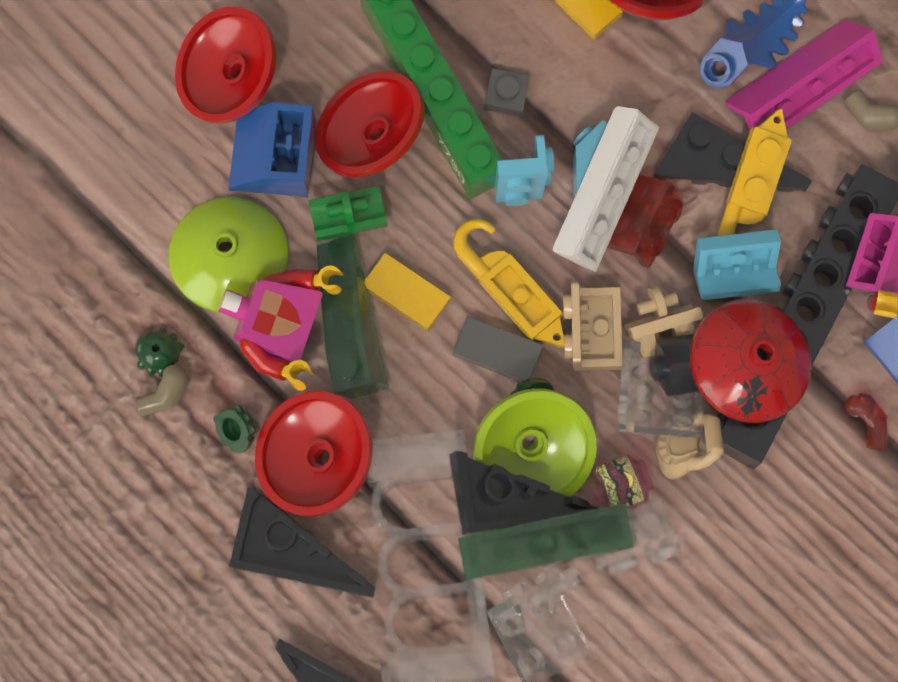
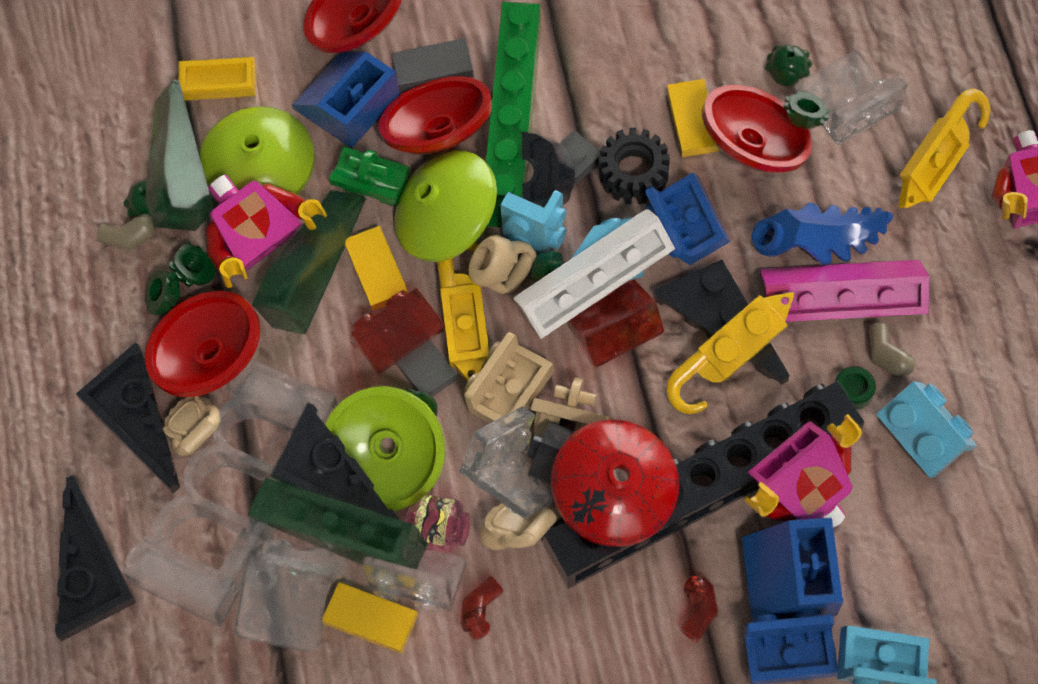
camera: 40 degrees right, 10 degrees down
(139, 201) = (218, 78): none -> yellow tile
(169, 311) = (175, 177): none -> clear green slope
(246, 387) = (192, 266): none -> dark green animal
(326, 76) = (431, 63): none -> dark grey tile
(350, 530) = (191, 424): none -> tan piece
(454, 208) = (445, 206): none -> lime dish
(468, 338) = (396, 330): none -> clear red bracket
(508, 114) = (551, 167): none -> black cylinder
(519, 226) = (494, 261): none -> tan piece
(556, 205) = (545, 264): none -> dark green plate
(568, 50) = (635, 146): none -> black tyre
(615, 597) = (370, 617): none -> yellow tile
(641, 87) = (688, 219): none -> blue bracket
(700, 541) = (474, 608): none -> clear red arm
(737, 264) = (669, 403): medium azure bracket -> none
(867, 153) = (858, 385): none -> dark green tile

